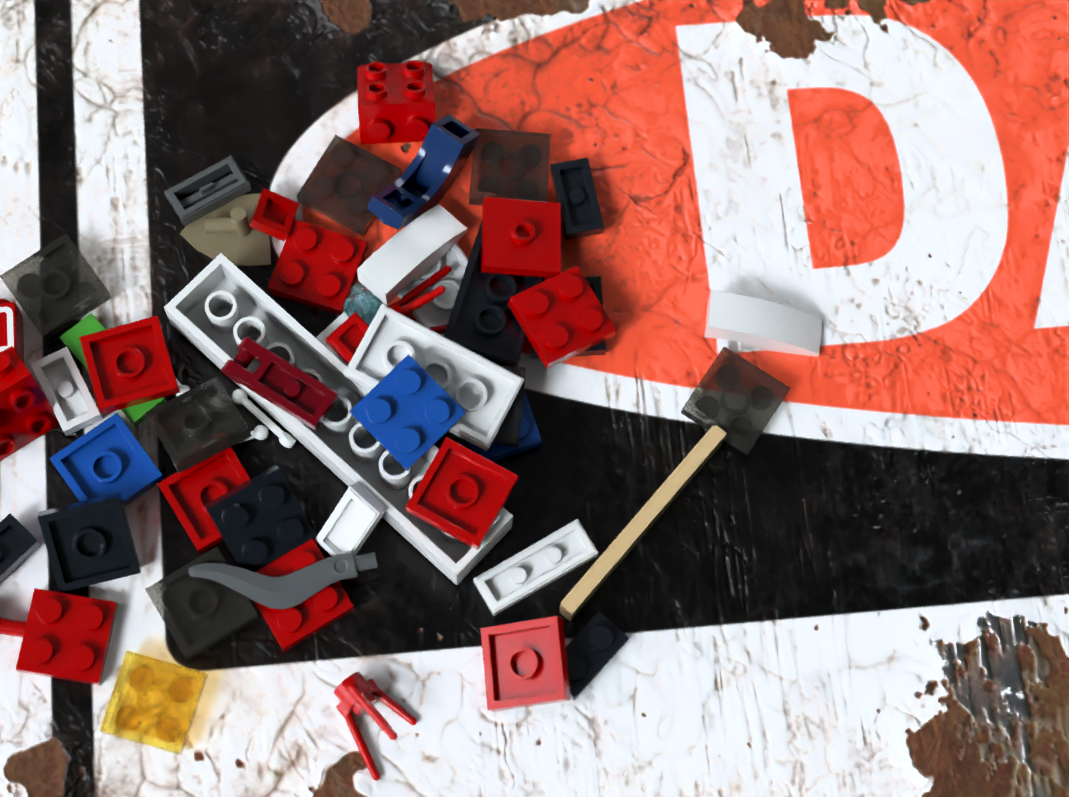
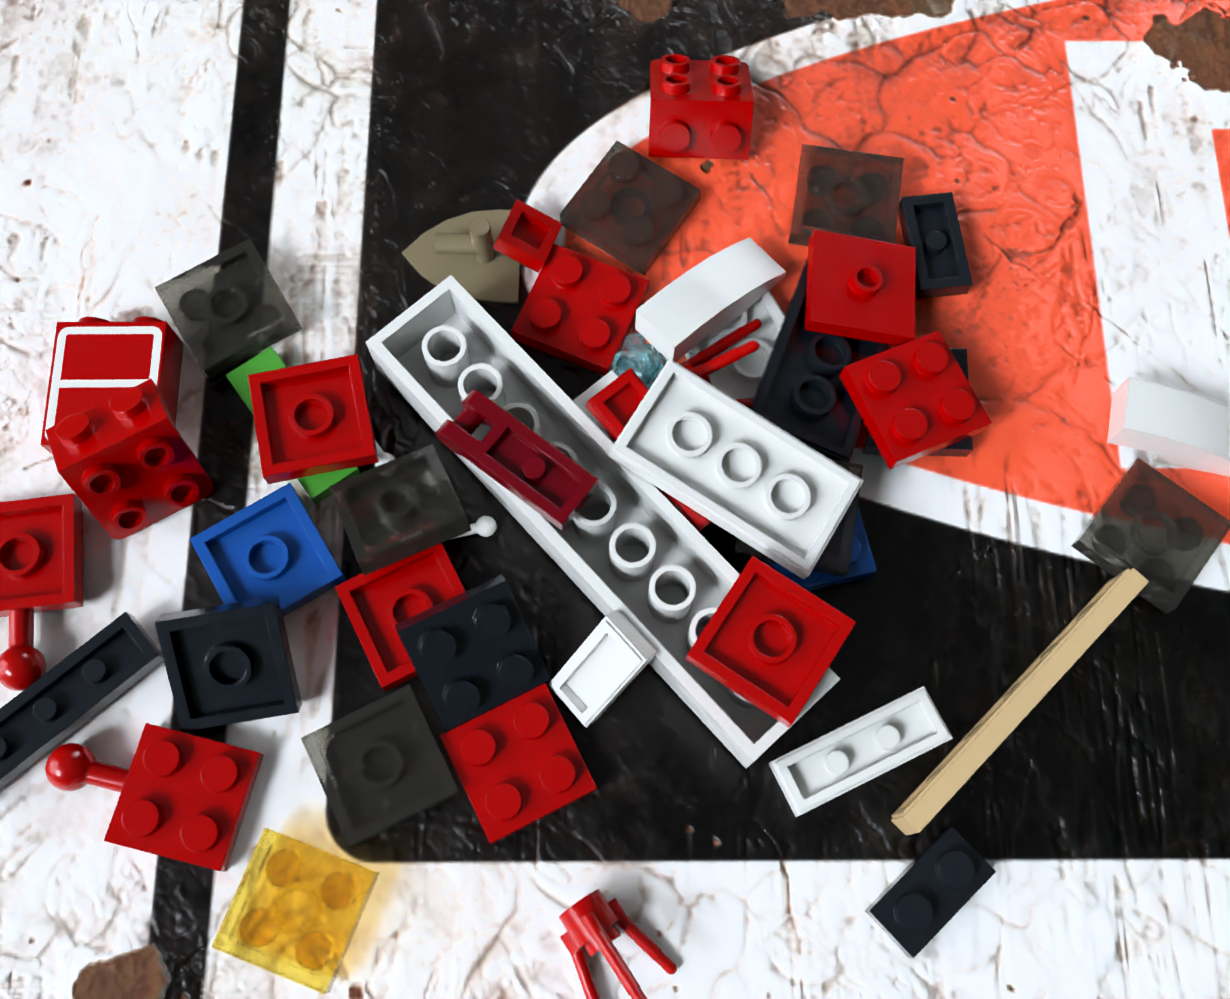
camera: 10 degrees right, 0 degrees up
(66, 391) = (225, 448): white plate -> none
(211, 195) = (447, 206): dark grey tile -> none
(286, 439) = (518, 537): white hinge -> none
(290, 589) = (507, 757): dark grey piece -> none
(407, 412) = (697, 515): blue plate -> none
(428, 175) = (739, 196): dark blue arch -> none
(525, 664) = (845, 902): plate -> none

